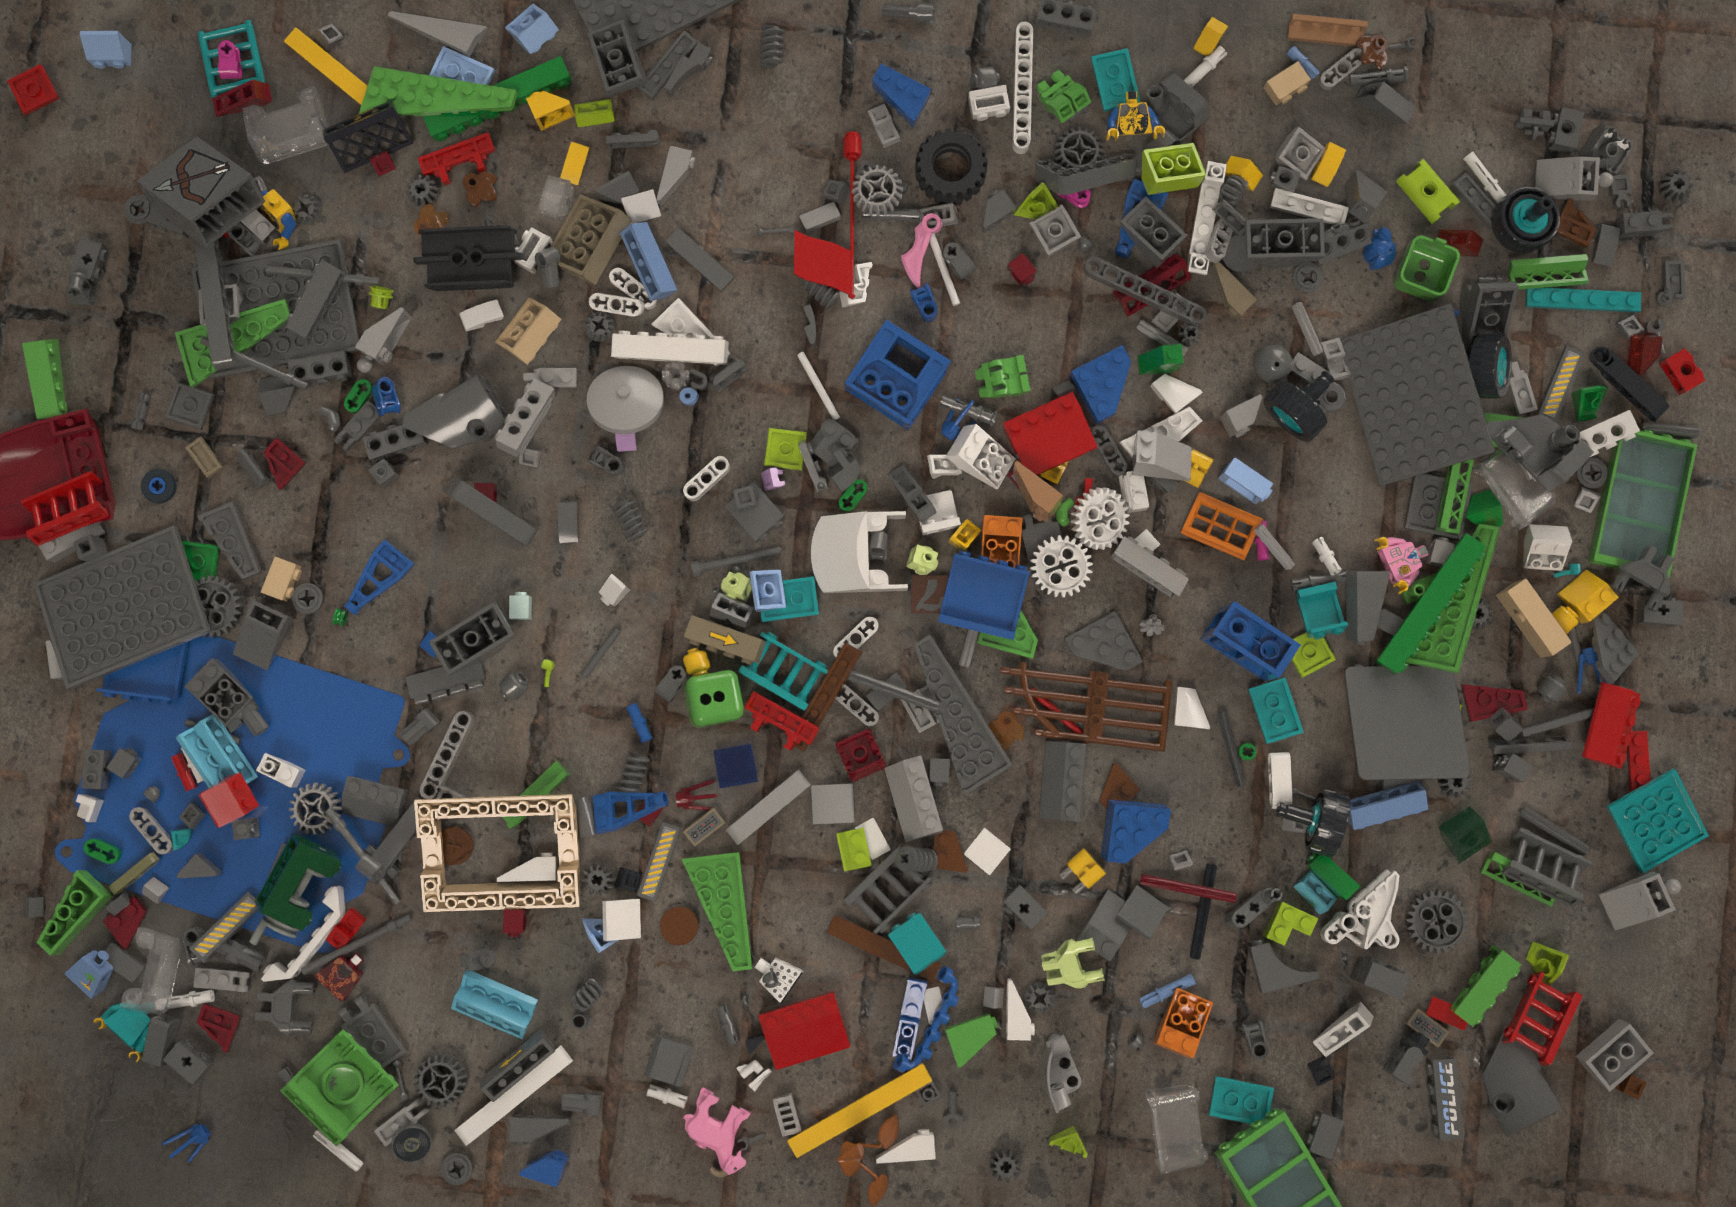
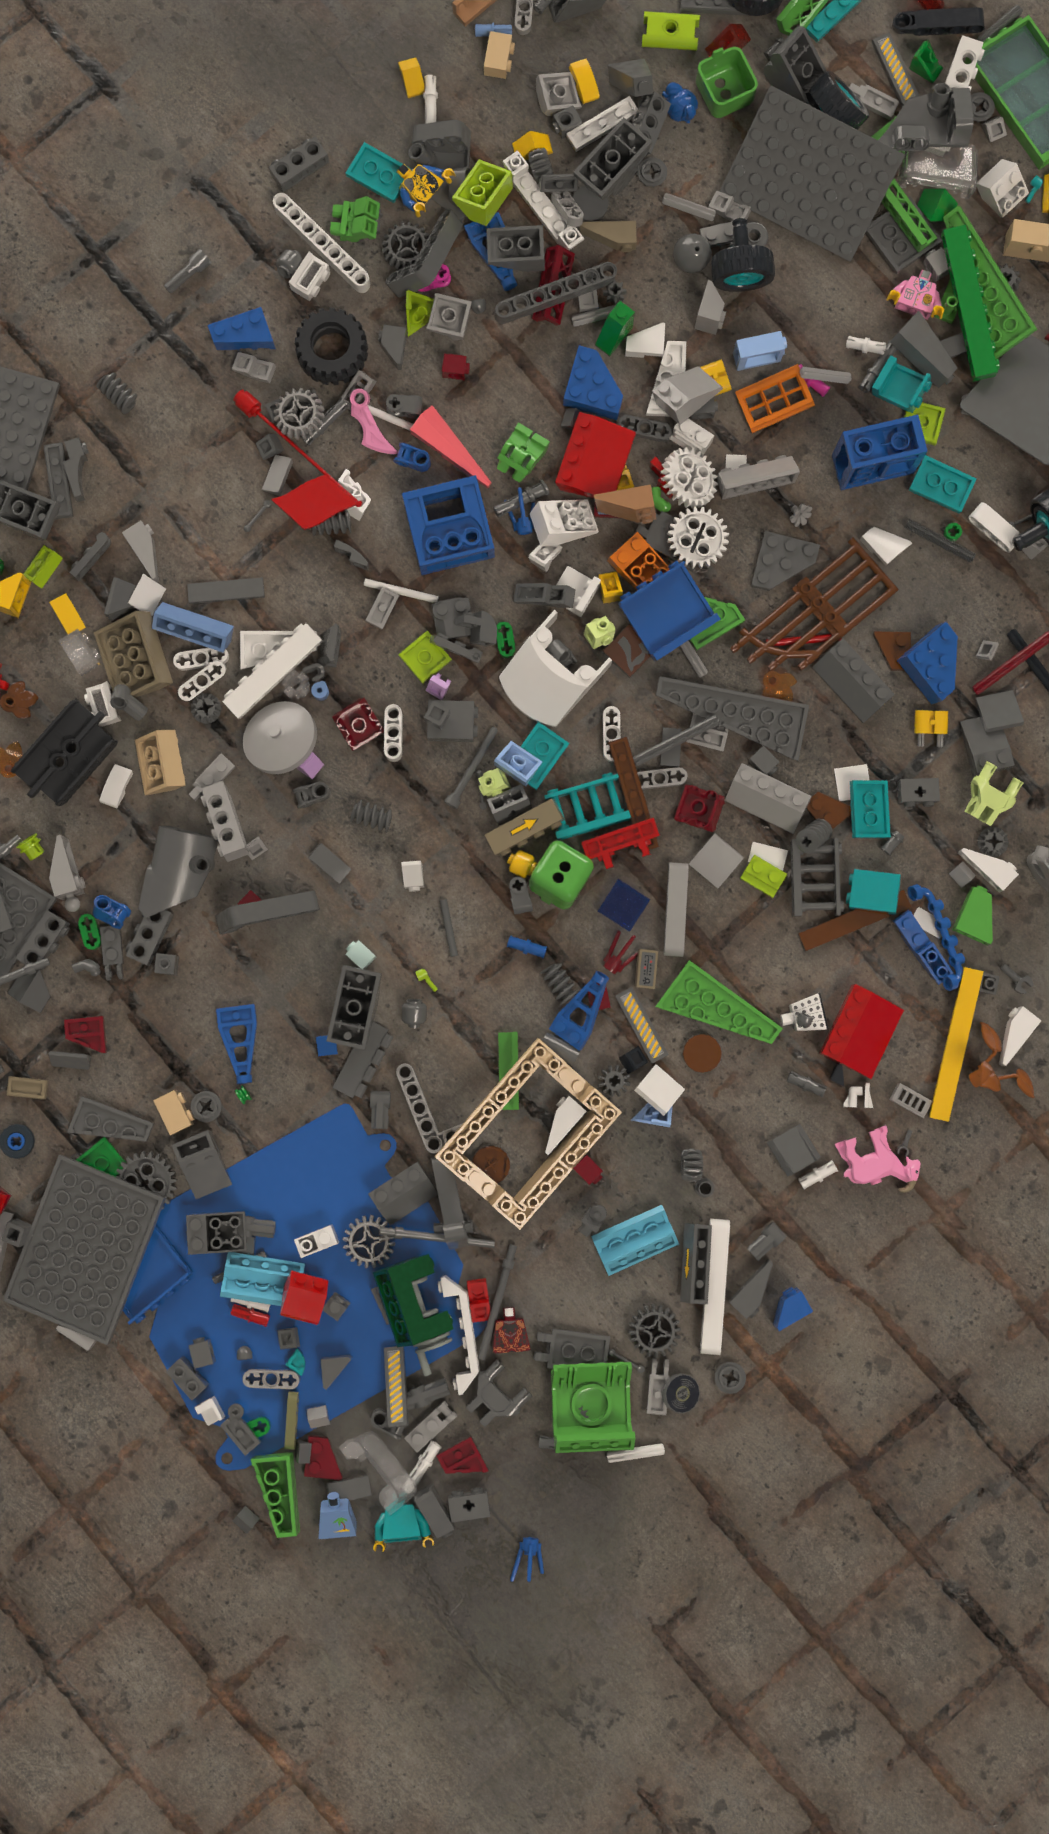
camera: 50 degrees left, 0 degrees up
(91, 841) = (239, 1430): none -> dark grey hinge
(690, 446) = (358, 723): none -> dark red slope
(792, 384) = (382, 608): none -> light grey plate
(959, 306) = (435, 433): none -> coral wedge
(977, 883) = (869, 809): none -> teal plate

